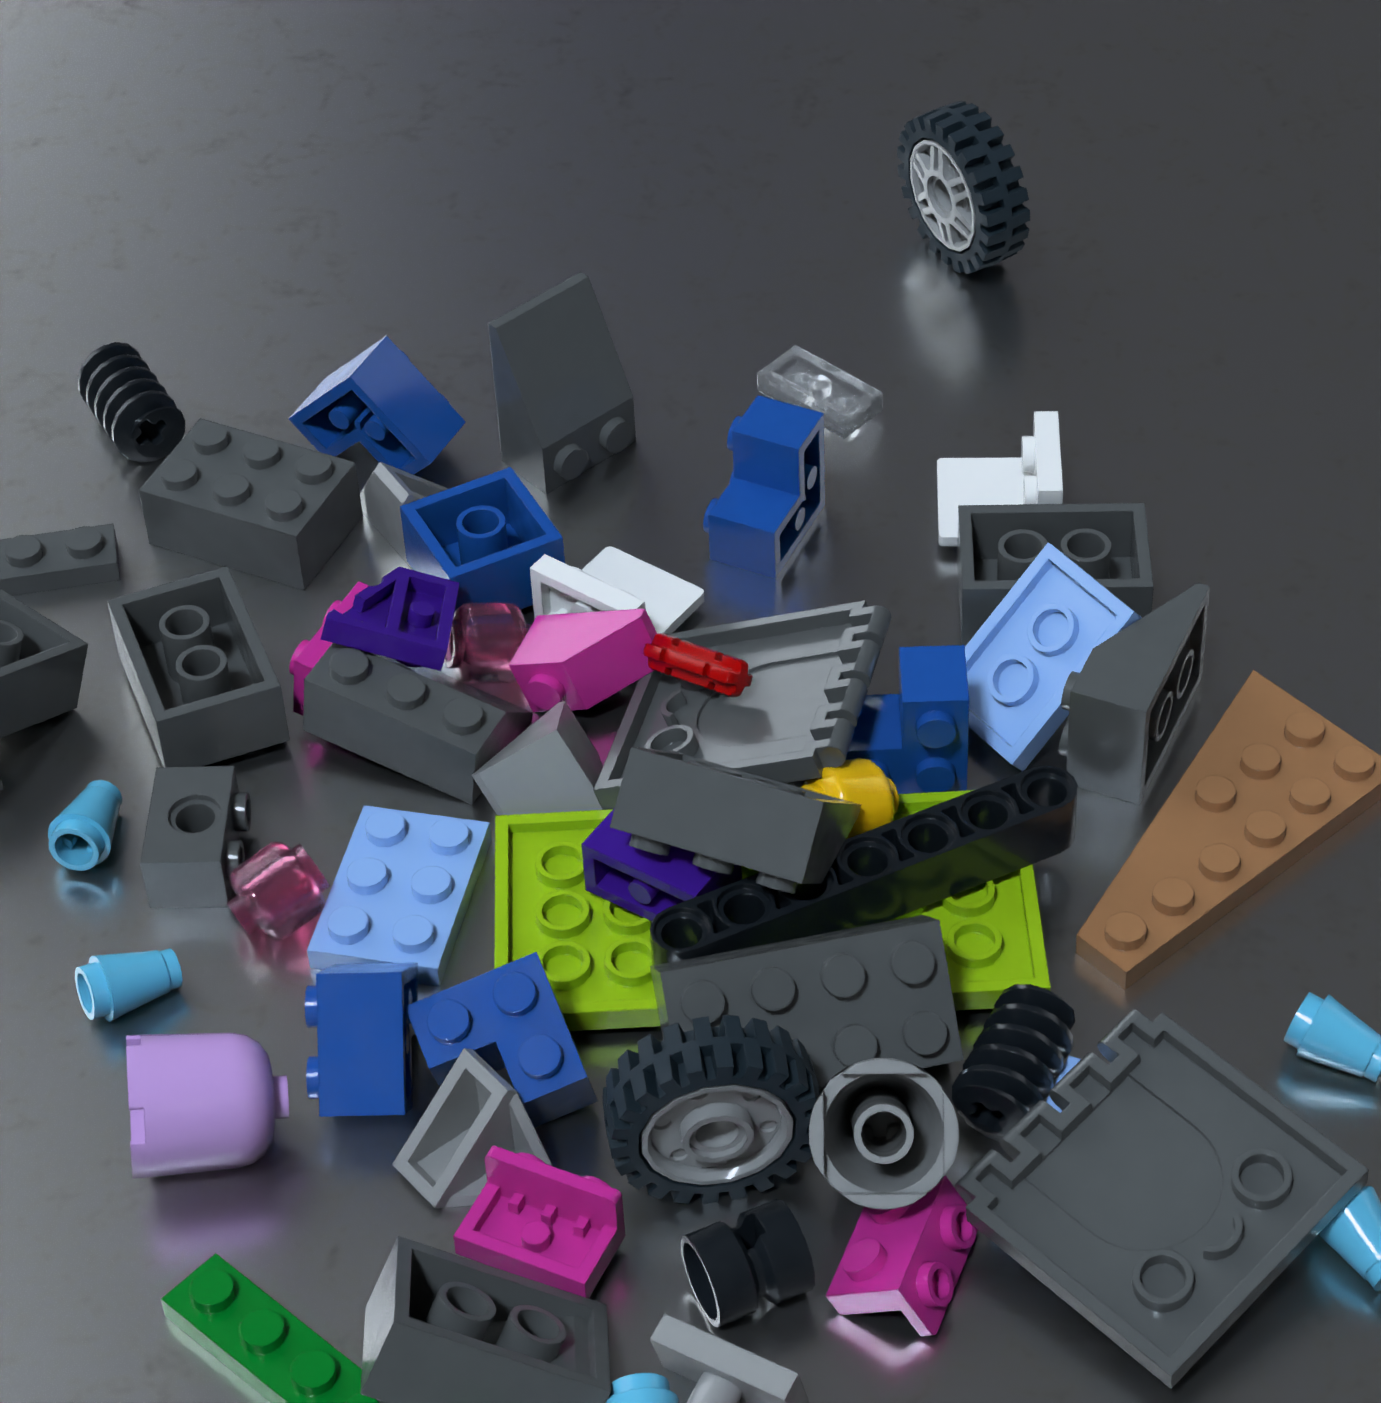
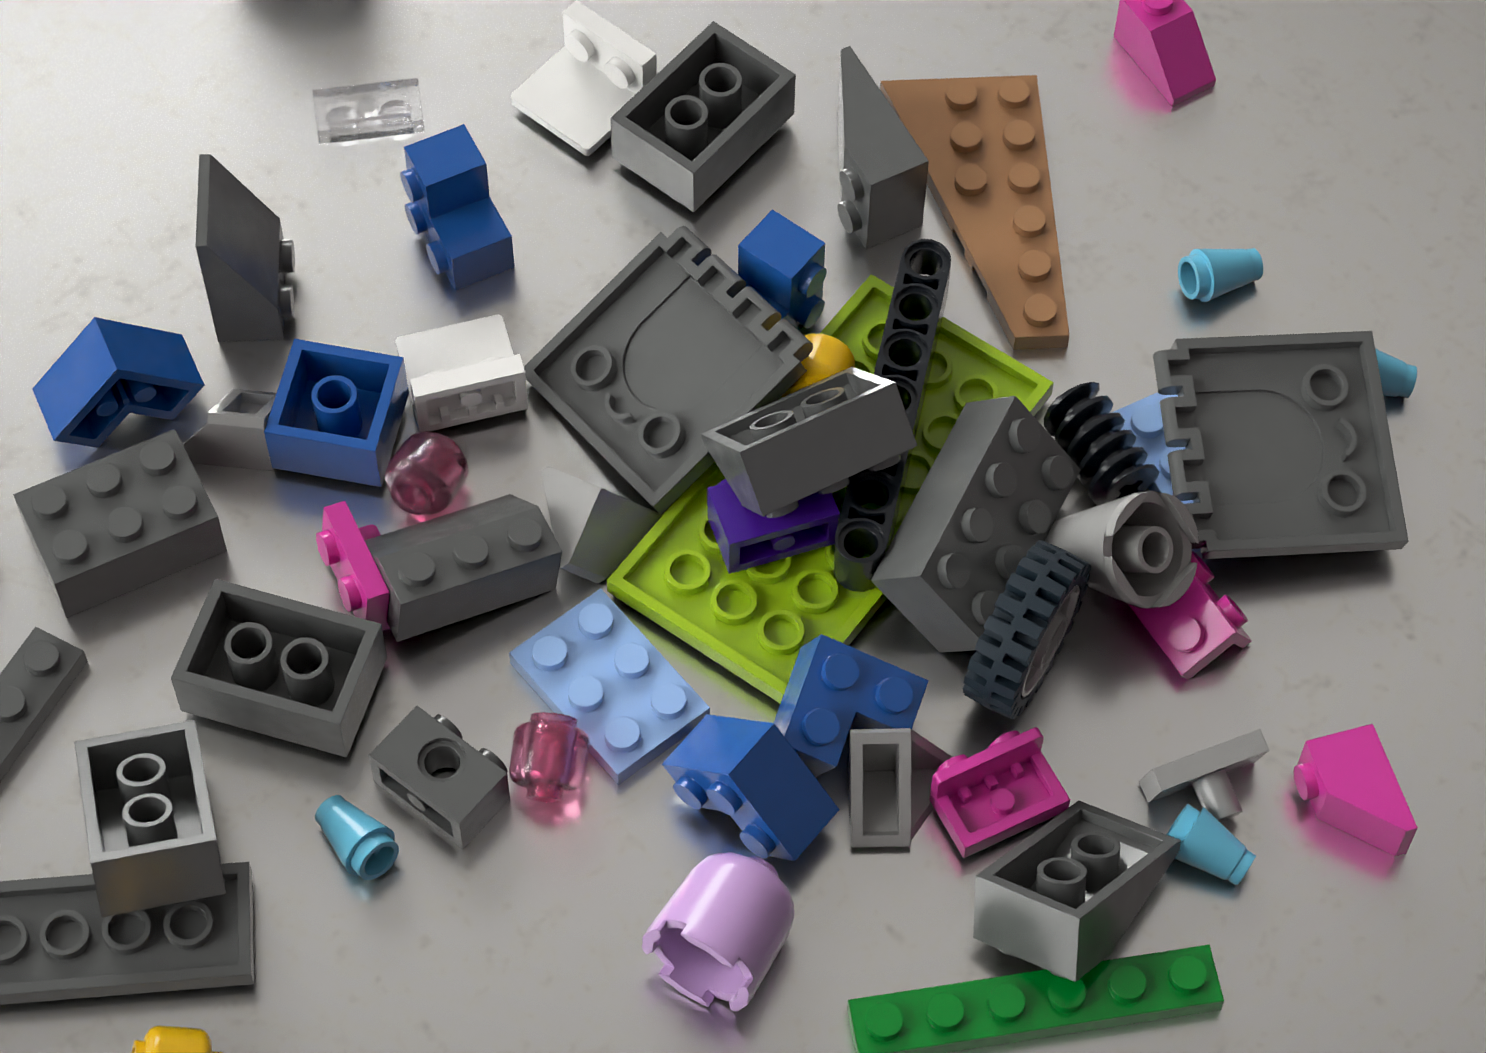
camera: 55 degrees left, 15 degrees up
(125, 981) = (542, 907): medium azure cone -> none
(399, 619) = (396, 505): dark purple wing -> none
(582, 657) = (511, 427): dark pink slope -> none
(698, 665) = (608, 366): red axle -> none
(747, 1262) = (1132, 698): black wheel -> none
(1031, 647) = (785, 162): light blue plate -> none

